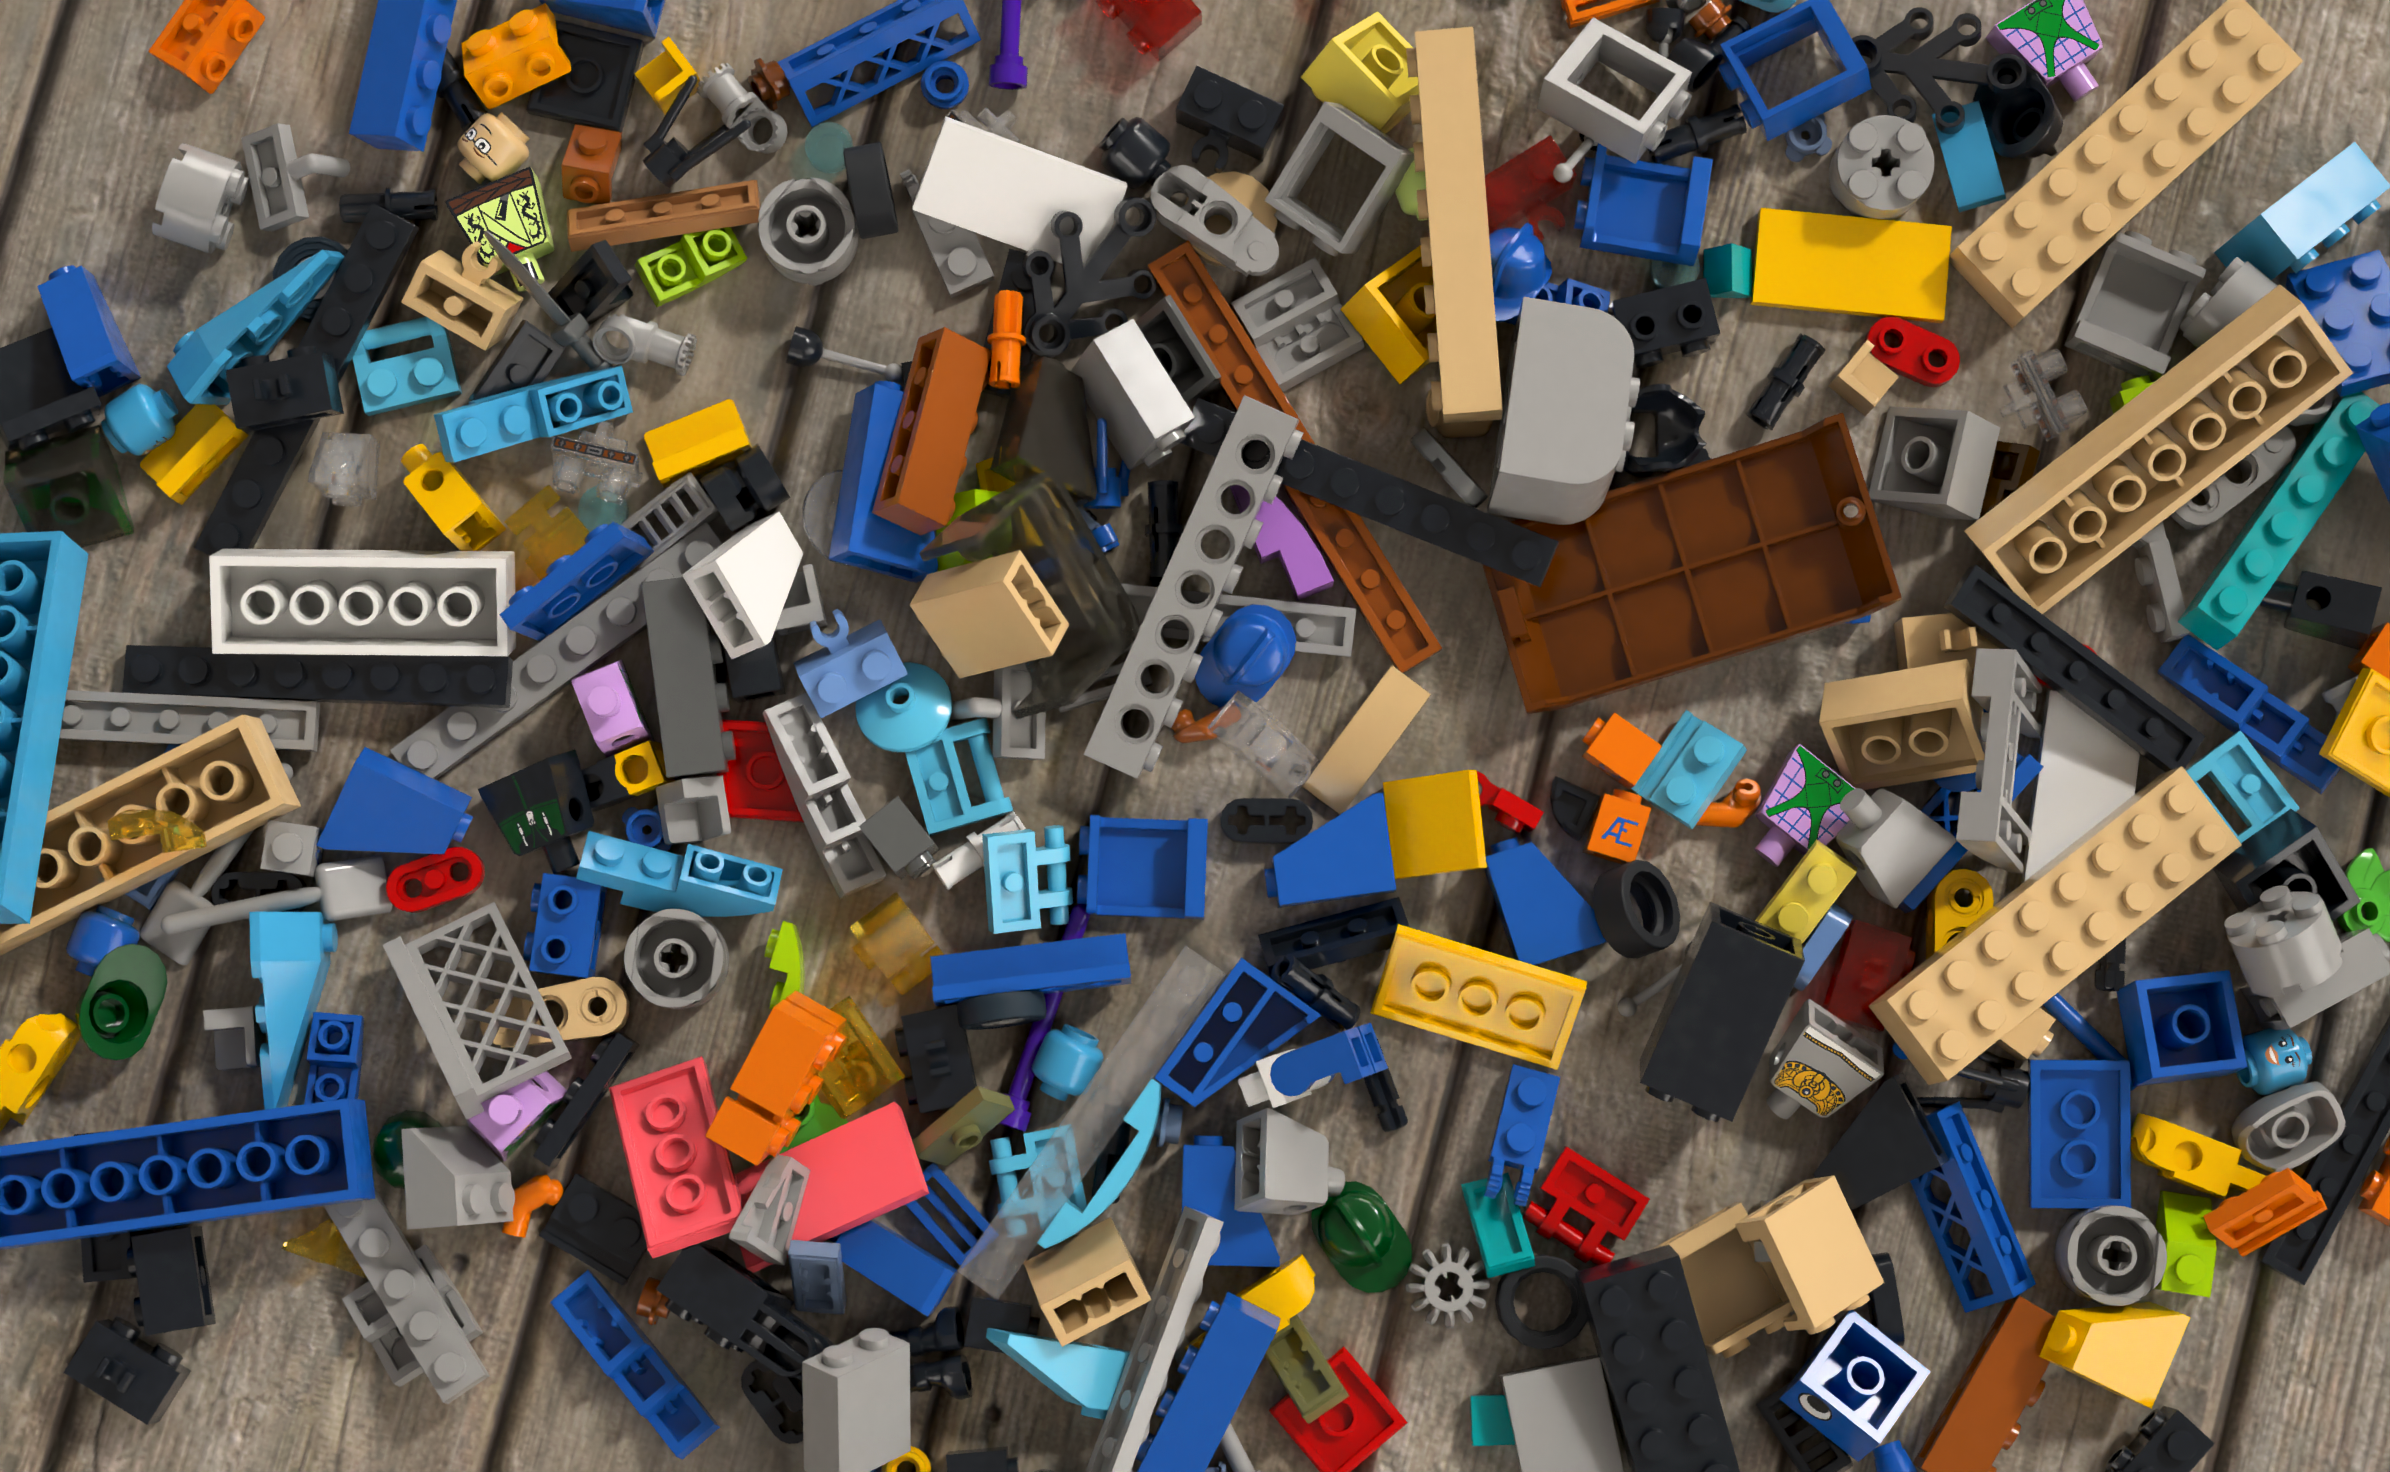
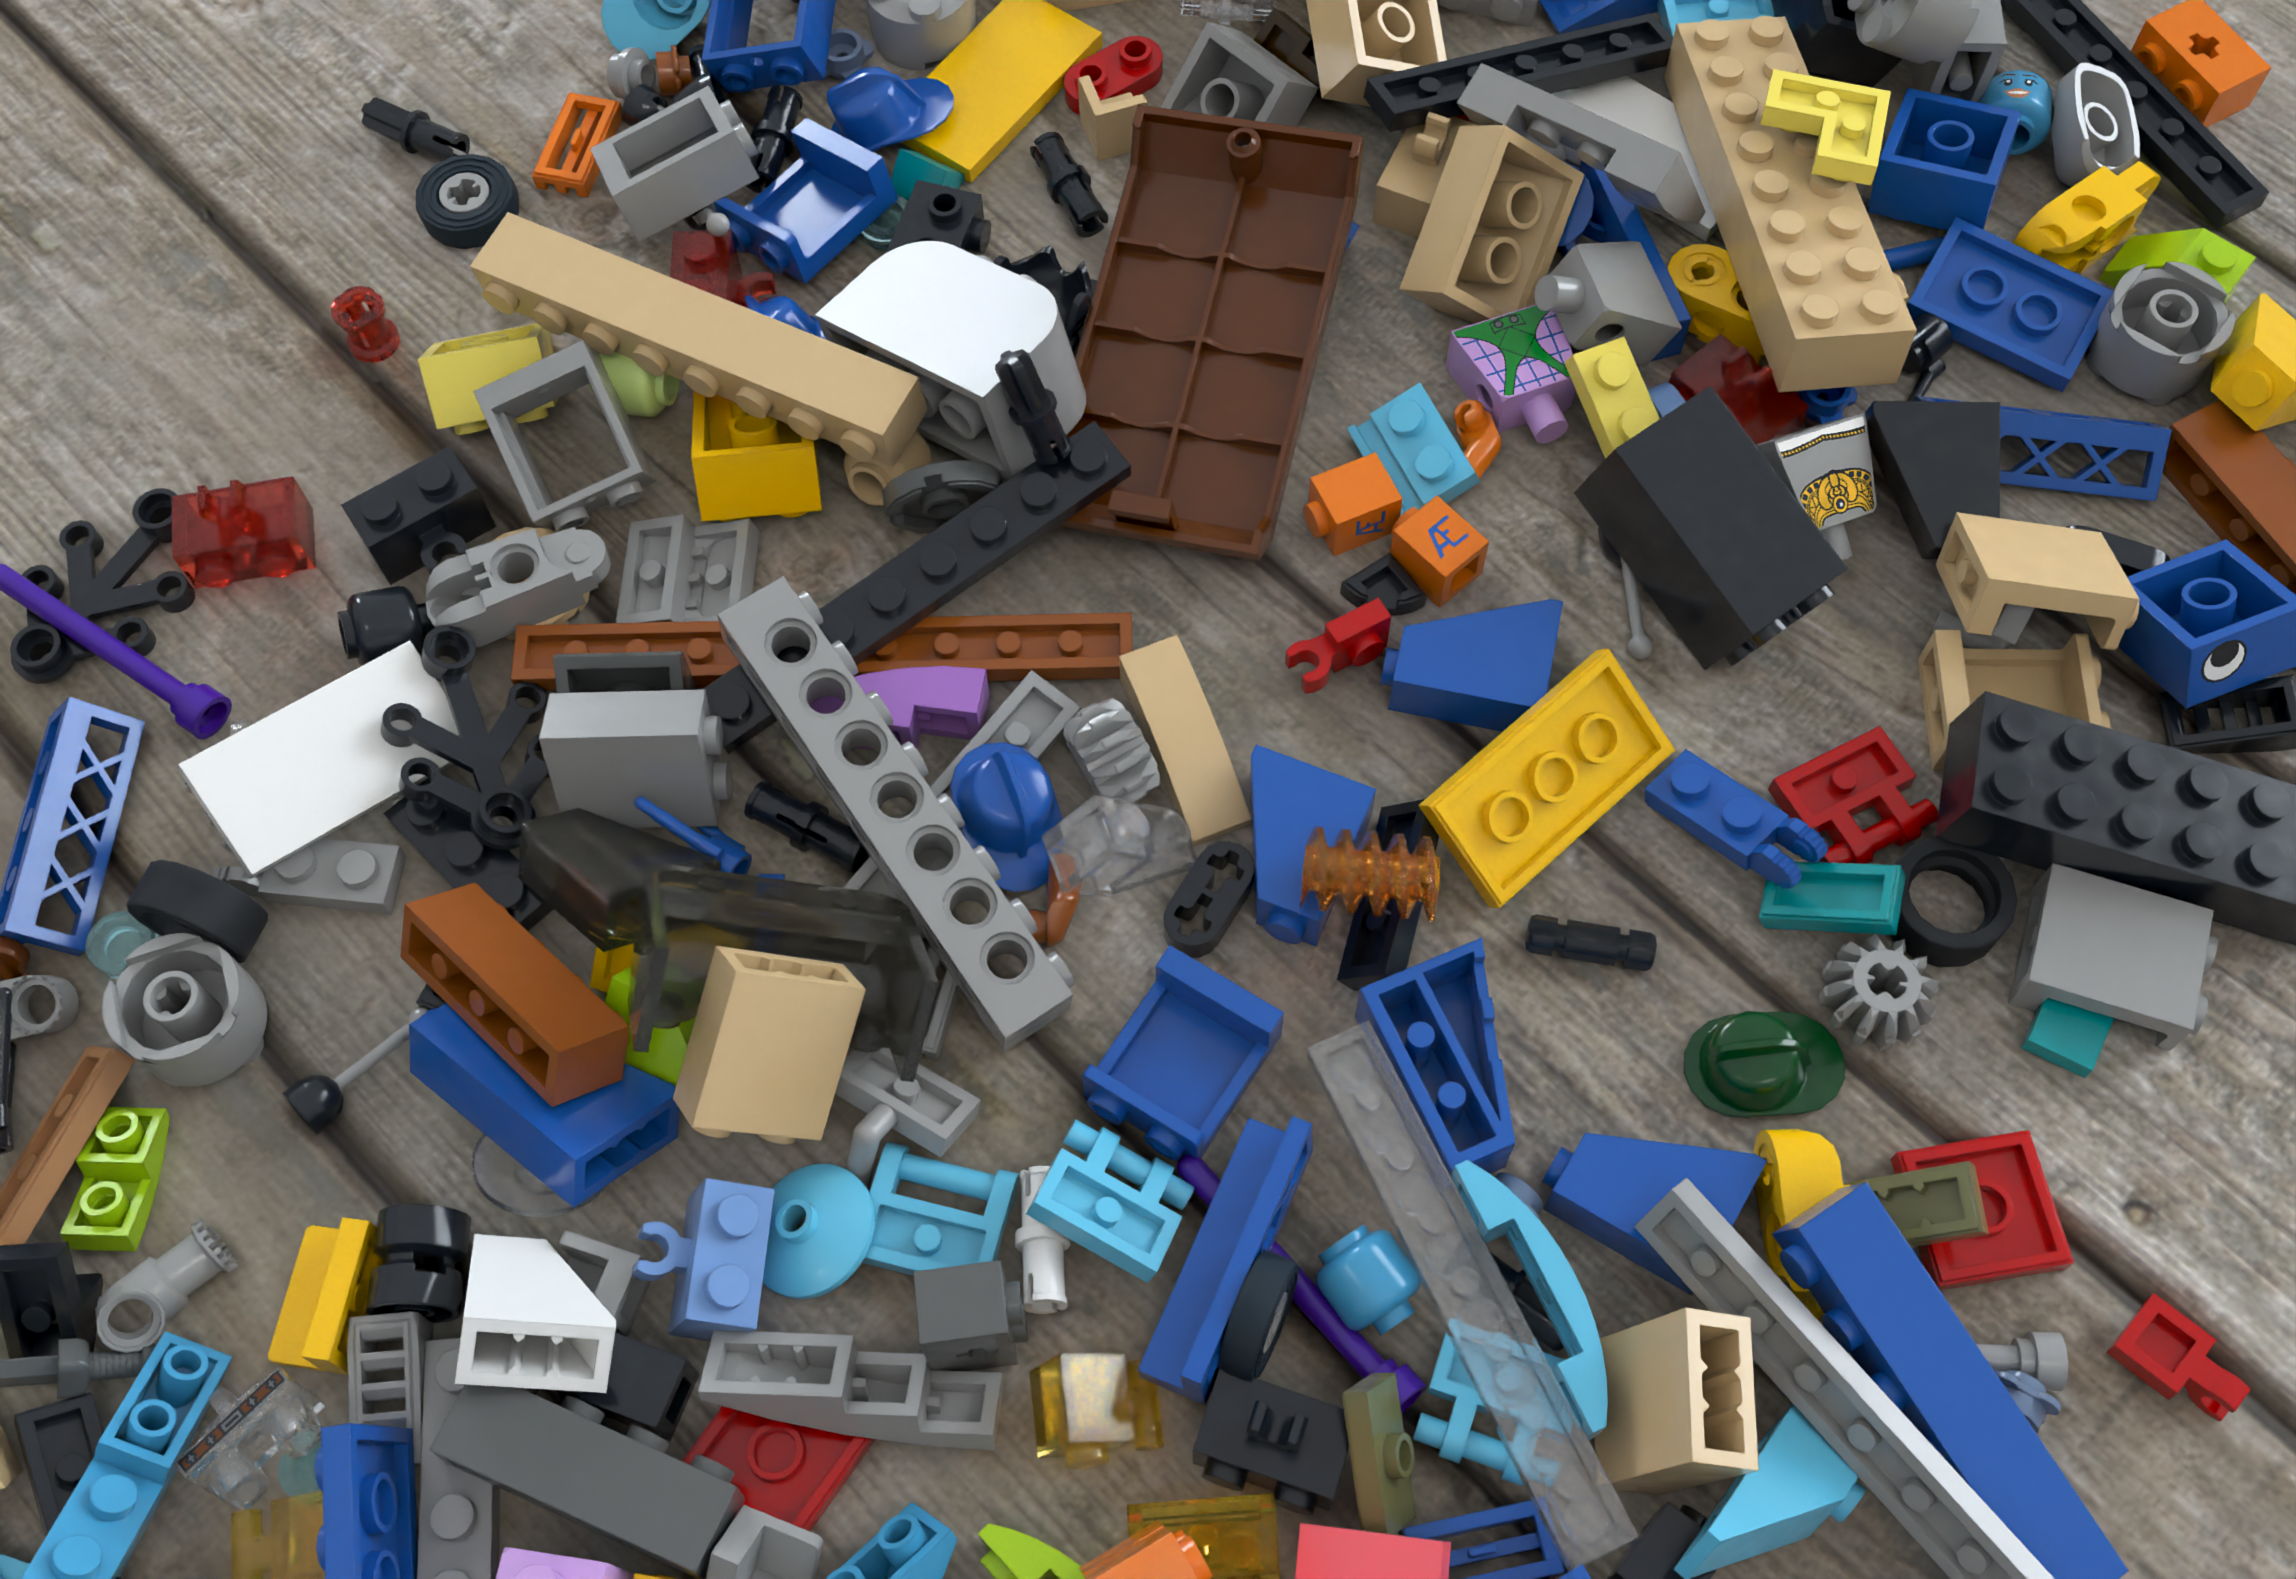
camera: 55 degrees left, 20 degrees down
(944, 70) = (149, 771): blue plate -> none
(1006, 340) = (475, 859): orange axle -> none
(1282, 1166) = (1637, 1090): light grey torso -> none
(1299, 1071) = (1534, 984): blue hips -> none
(1316, 992) = (1442, 936): black pin -> none
(1320, 921) = (1371, 873): none -> clear orange piece
(1323, 700) = (1111, 752): none -> light grey gear
(1435, 824) = (1325, 711): yellow tile -> none
(1522, 504) = (1032, 406): none -> black axle
(1617, 918) = (1540, 567): black tyre -> none
(1768, 209) = (885, 110): none -> blue piece
(2125, 936) = (1842, 114): none -> light yellow plate
(2265, 1211) = (2180, 153): orange plate -> none

